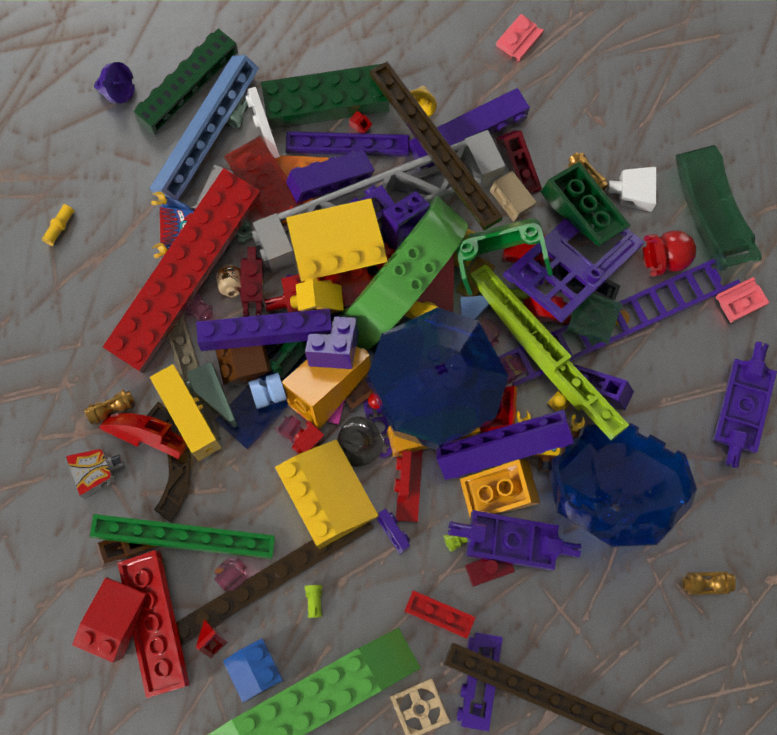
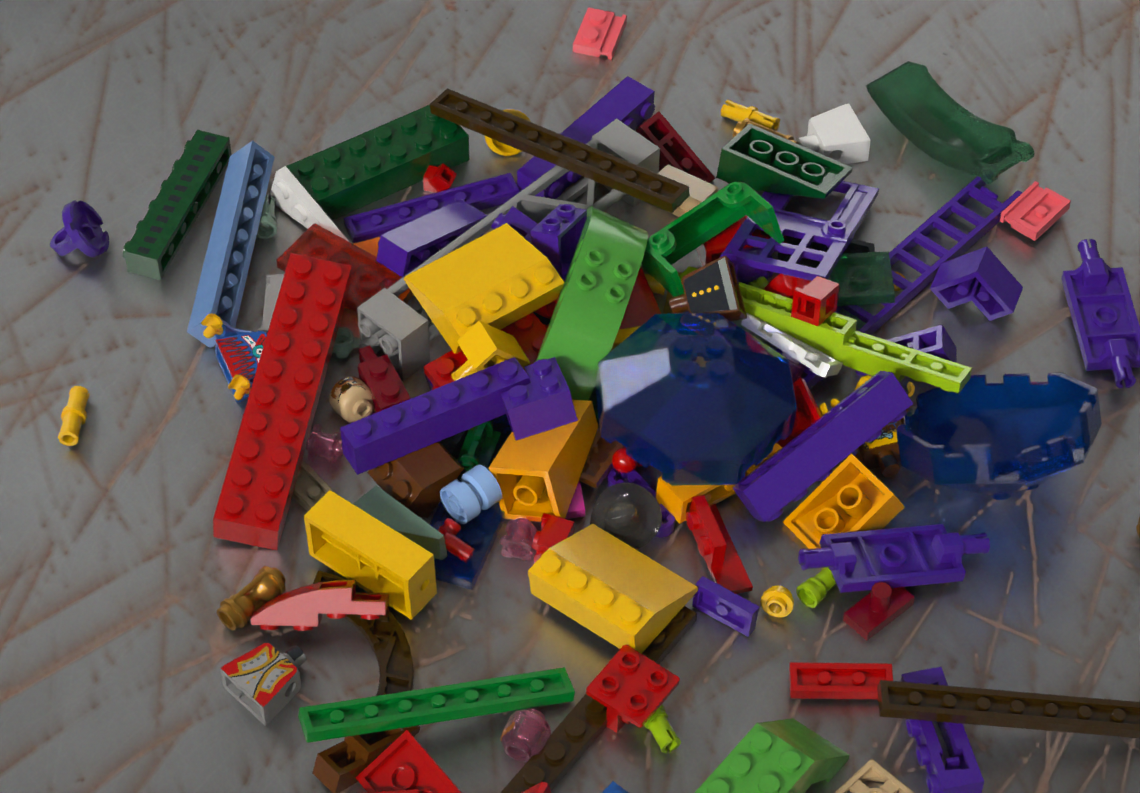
camera: 20 degrees left, 25 degrees down
(242, 418) = (453, 543): none -> red arm
(305, 573) = (631, 688): none -> red bracket
(427, 540) = (777, 601): none -> yellow plate
(484, 300) = (711, 290): none -> torso
(527, 368) = (793, 348): none -> white wing
(548, 335) = (815, 301): none -> red brick
(587, 147) = (739, 113): none -> yellow pin
(669, 252) = (913, 185): red tile -> none
(672, 348) = (978, 279): none -> dark purple brick

